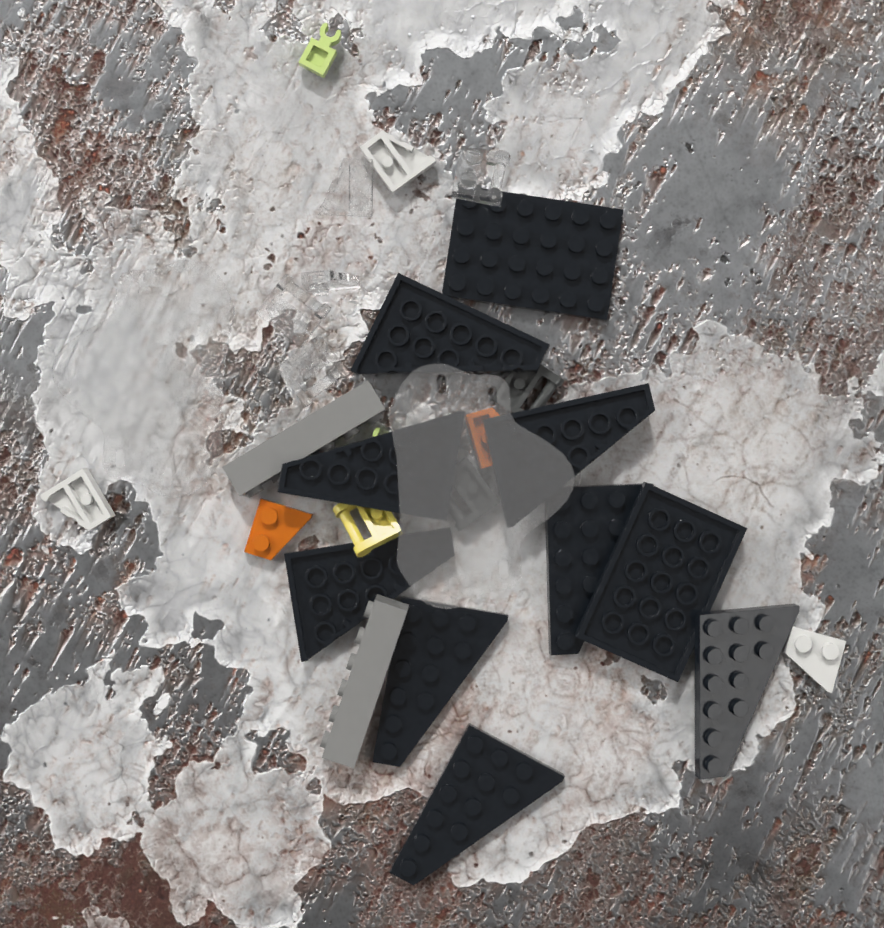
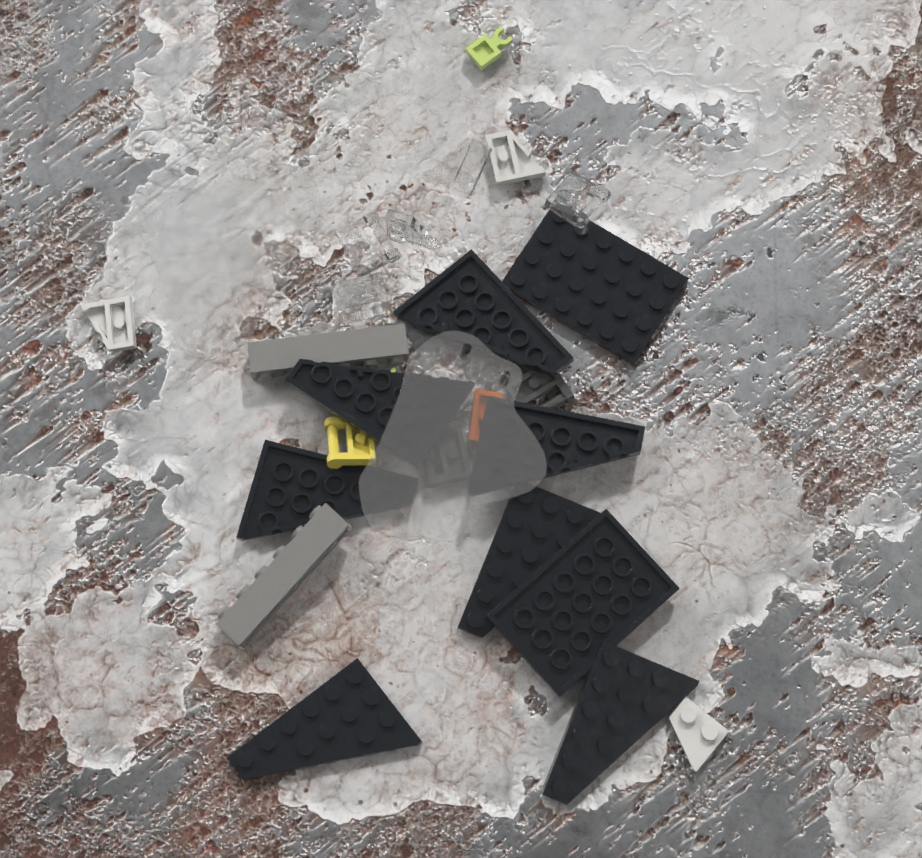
camera: 30 degrees right, 15 degrees down
(274, 528) = (266, 417): orange wing -> none
(426, 669) = (343, 591): black wing -> none

